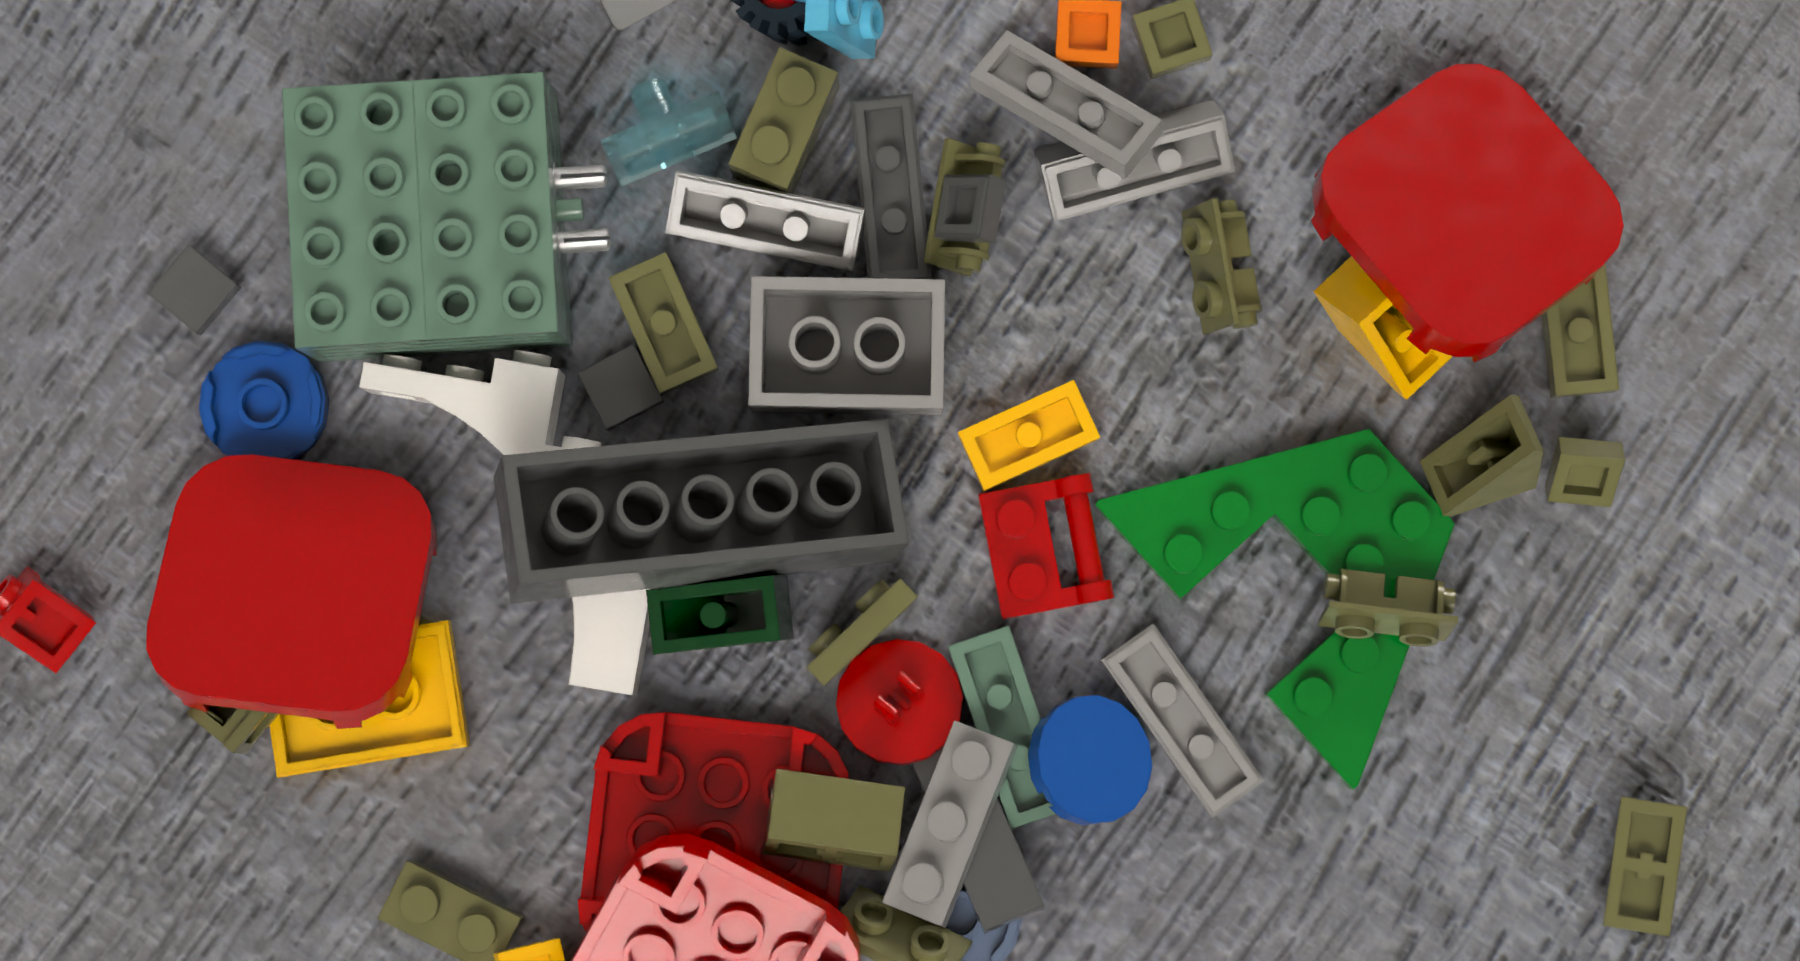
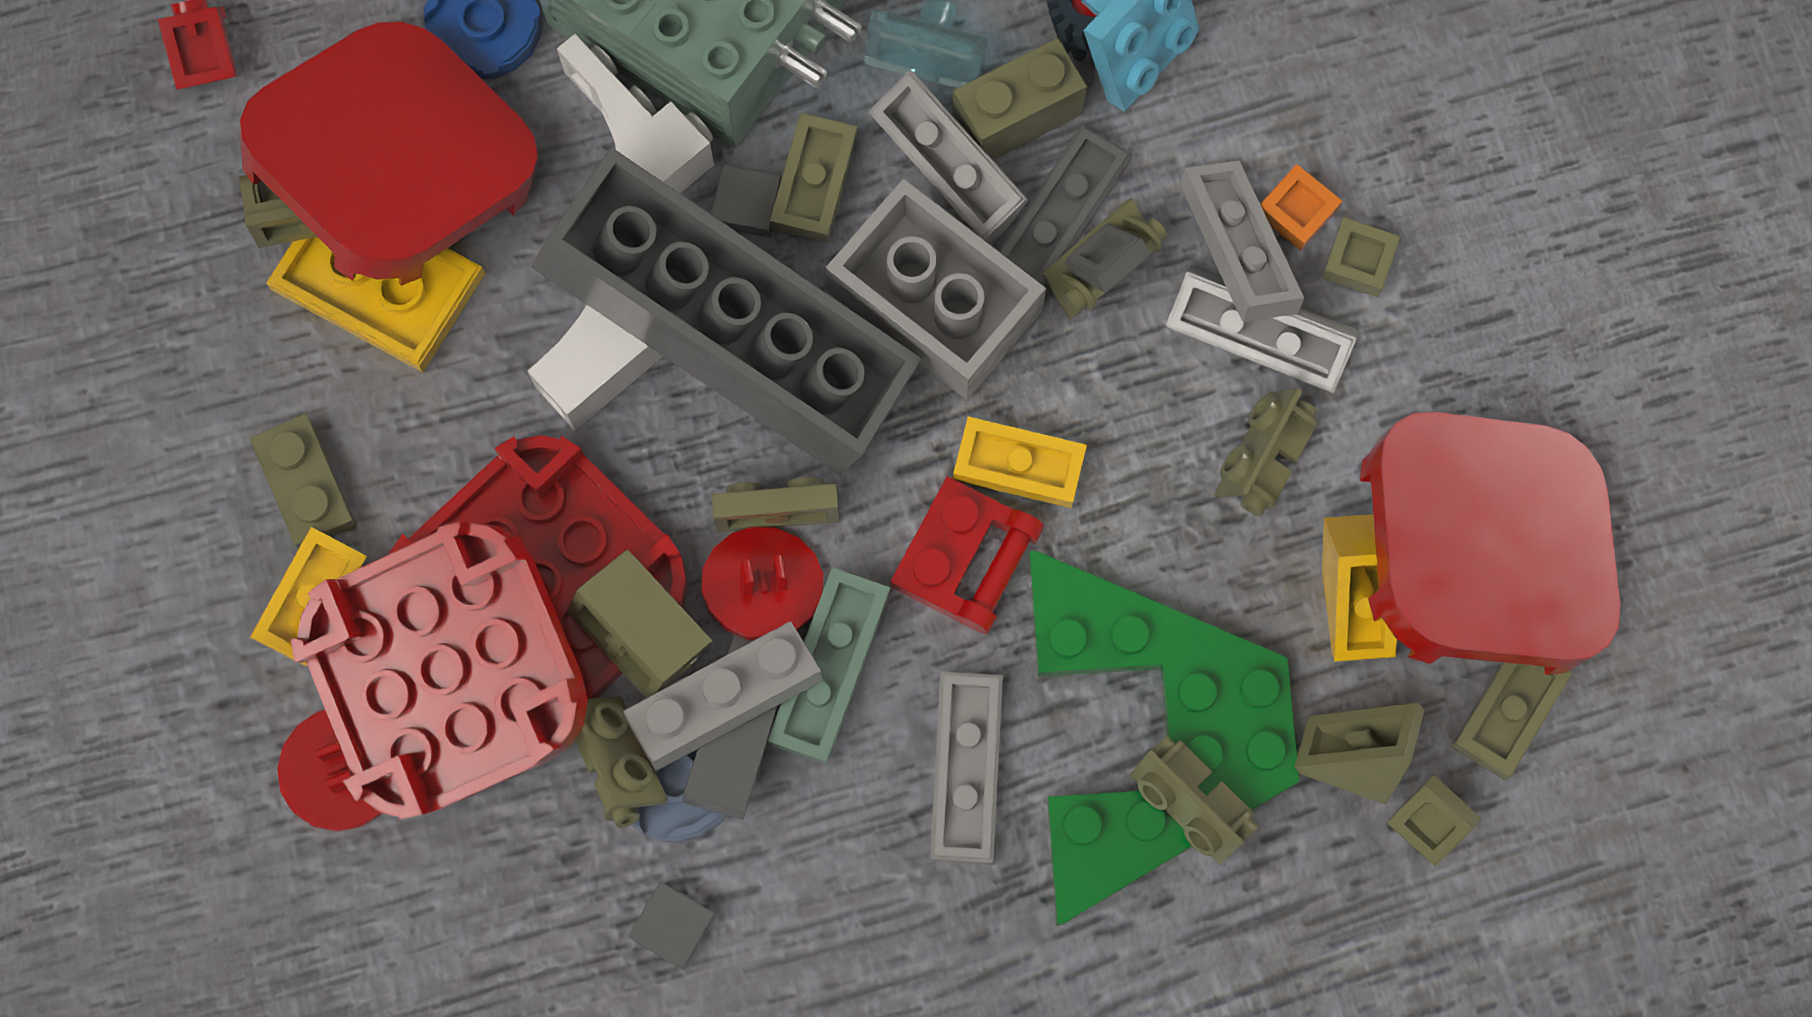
camera: 40 degrees right, 10 degrees down
(720, 614) = (682, 409): dark green slope -> none
(1090, 760) = (870, 736): blue tile -> none

